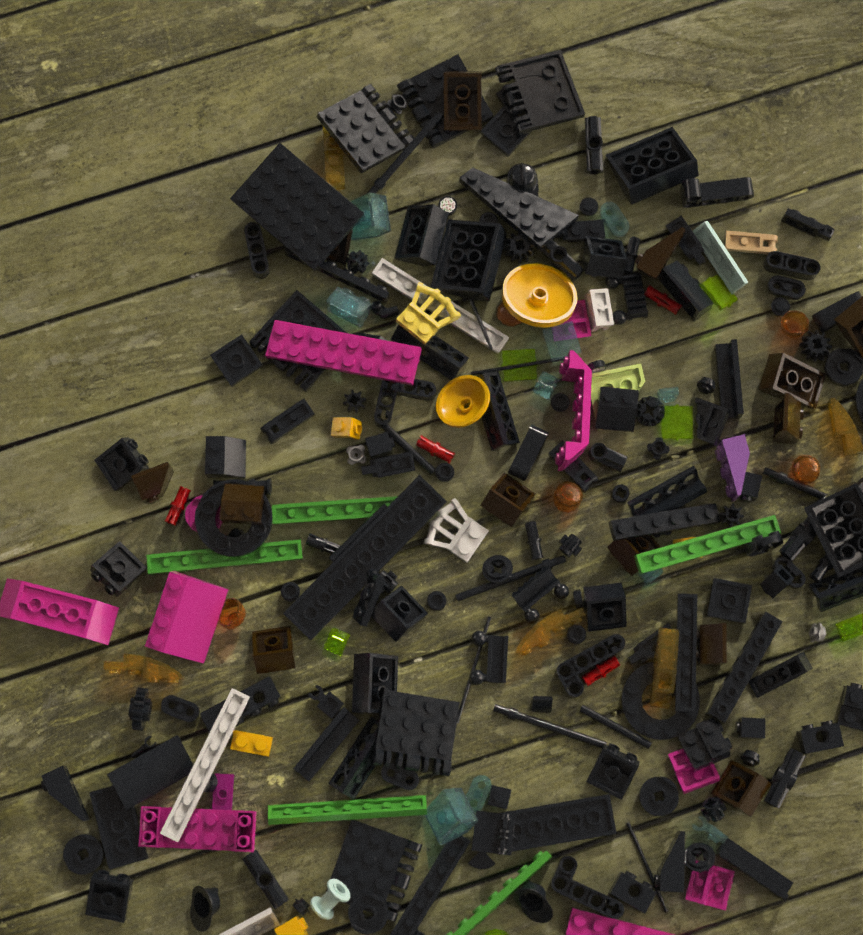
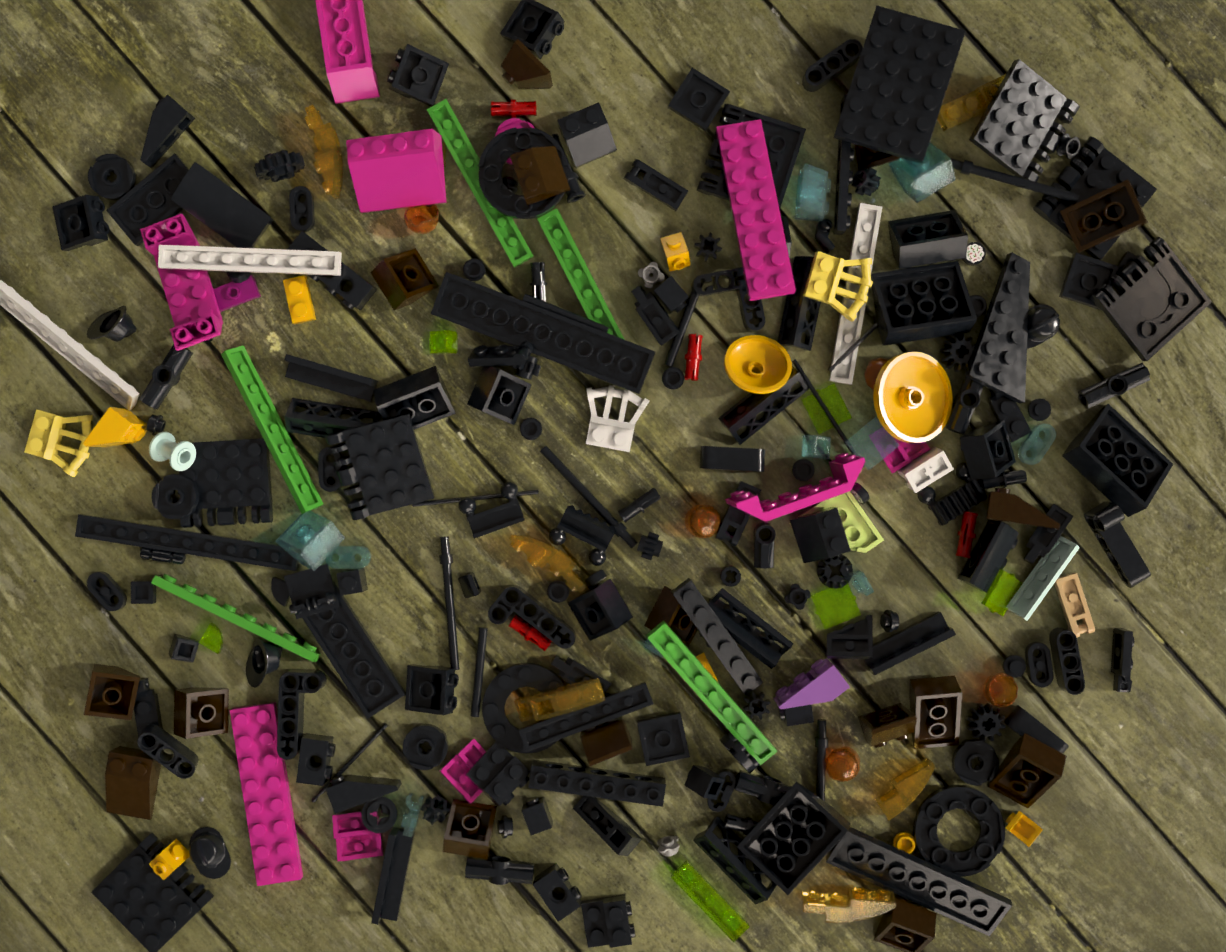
camera: 65 degrees right, 10 degrees up
(143, 747) = (247, 189): black hand -> none
(328, 703) = (373, 362): black plate -> none
(497, 561) = (601, 478): black gear -> none
(507, 499) = (671, 458): dark brown slope -> none

